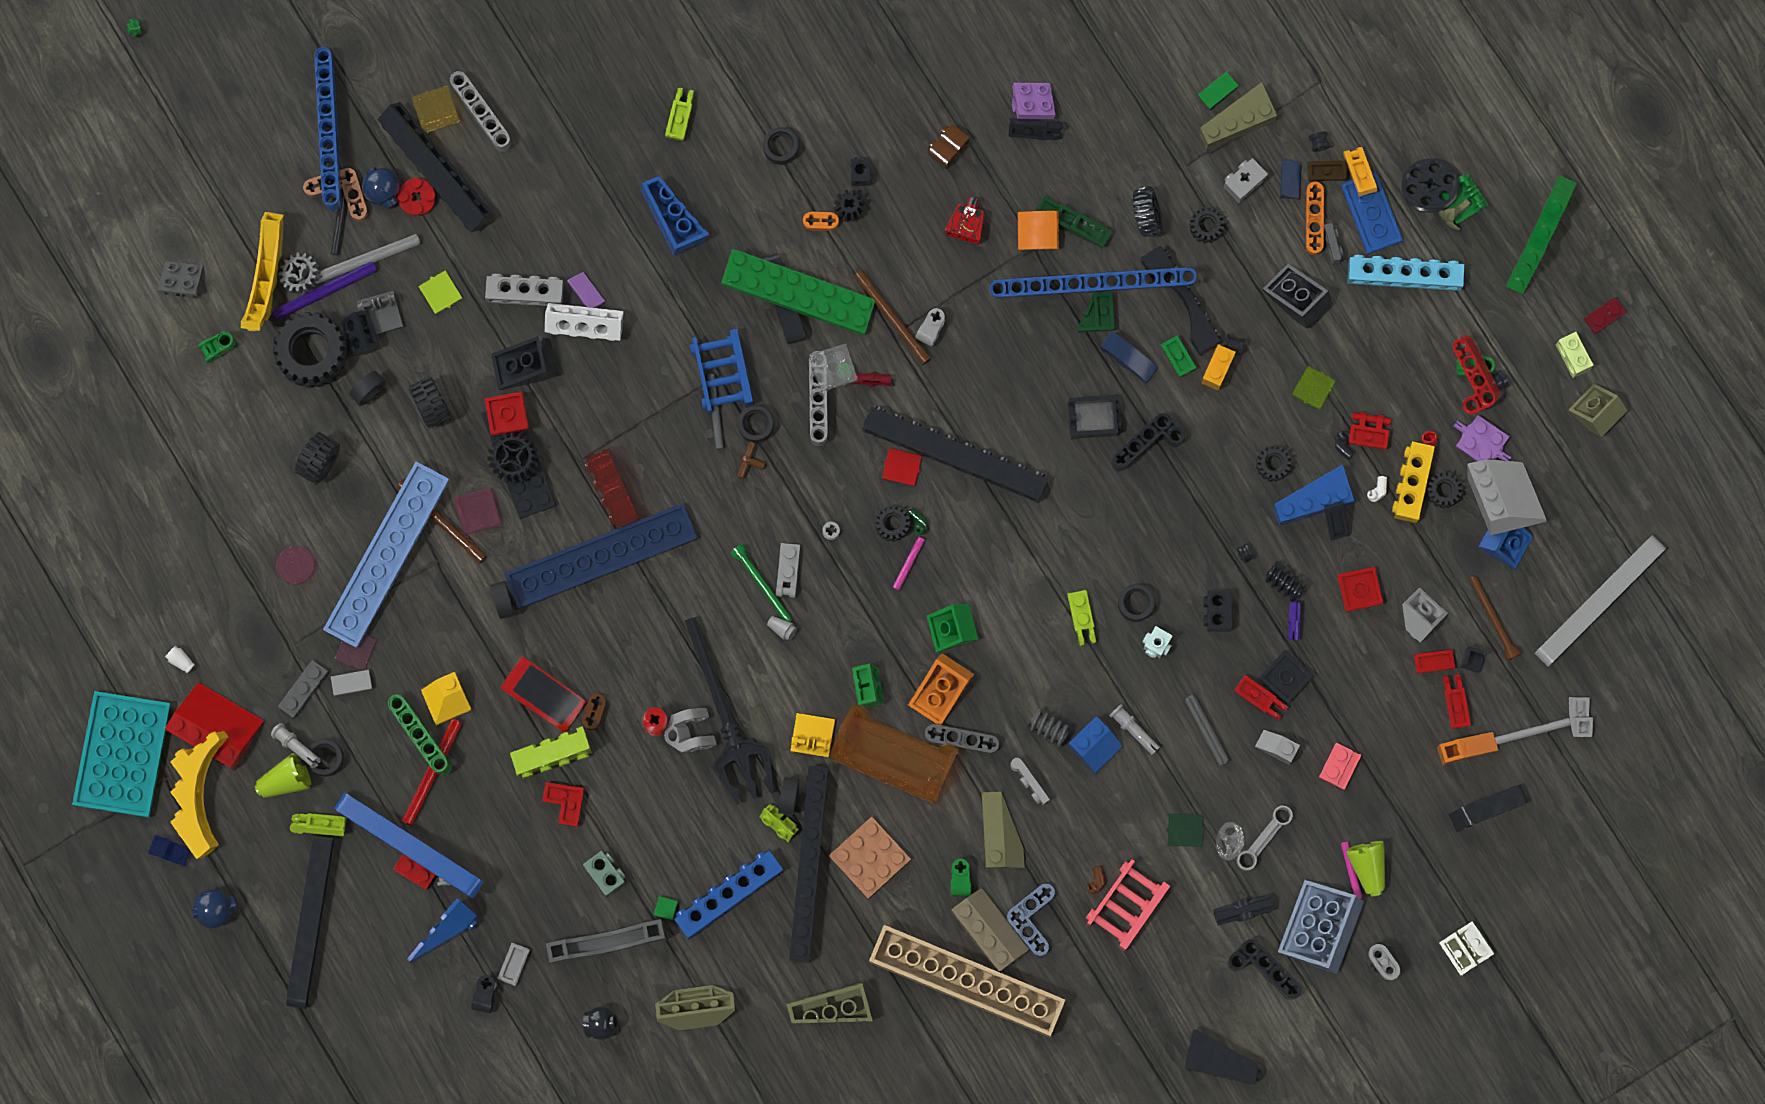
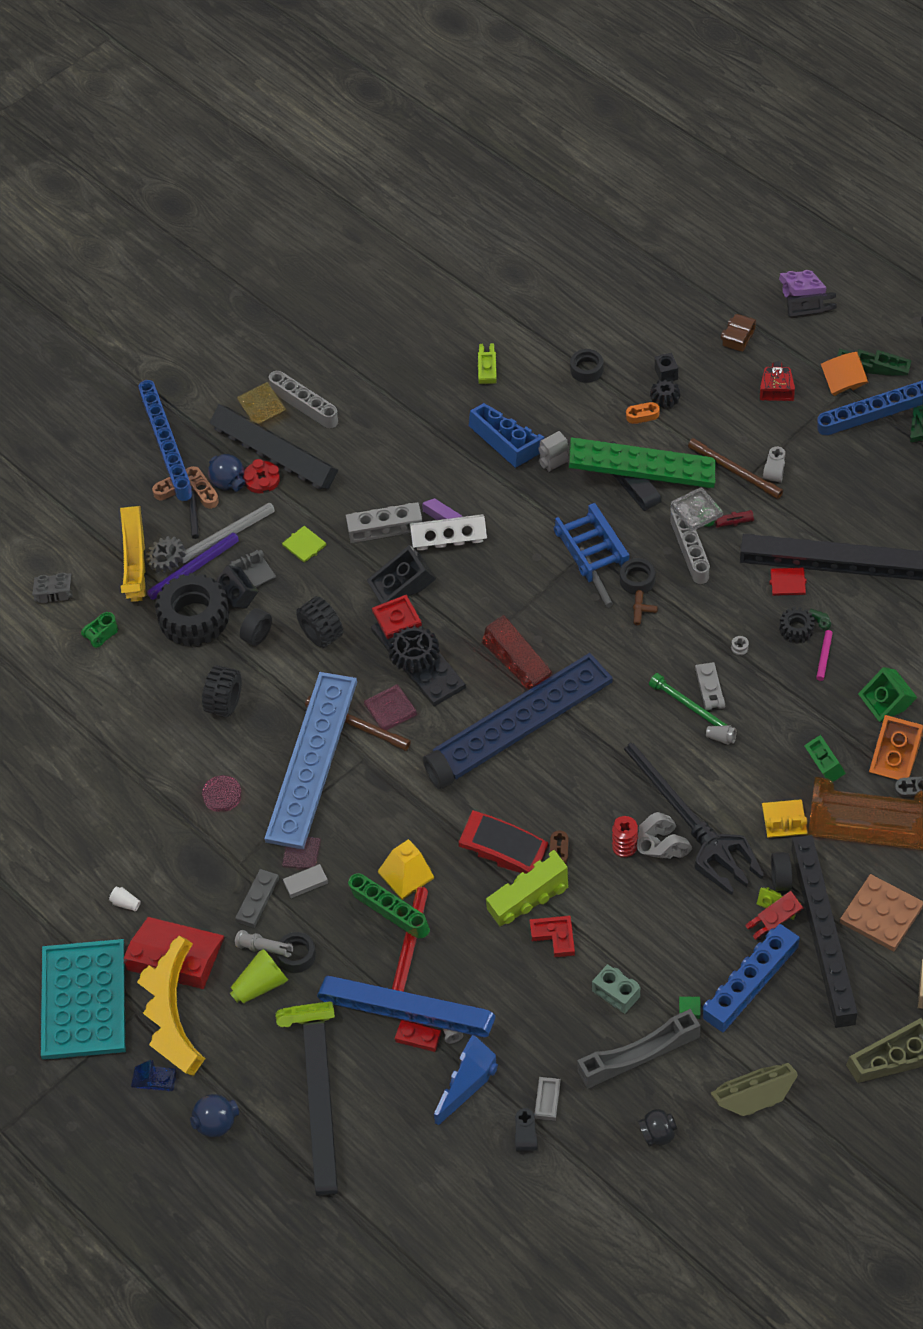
camera: 10 degrees left, 25 degrees down
(713, 253) = (553, 451): none -> light grey brick
(770, 838) = (776, 914): none -> red hinge

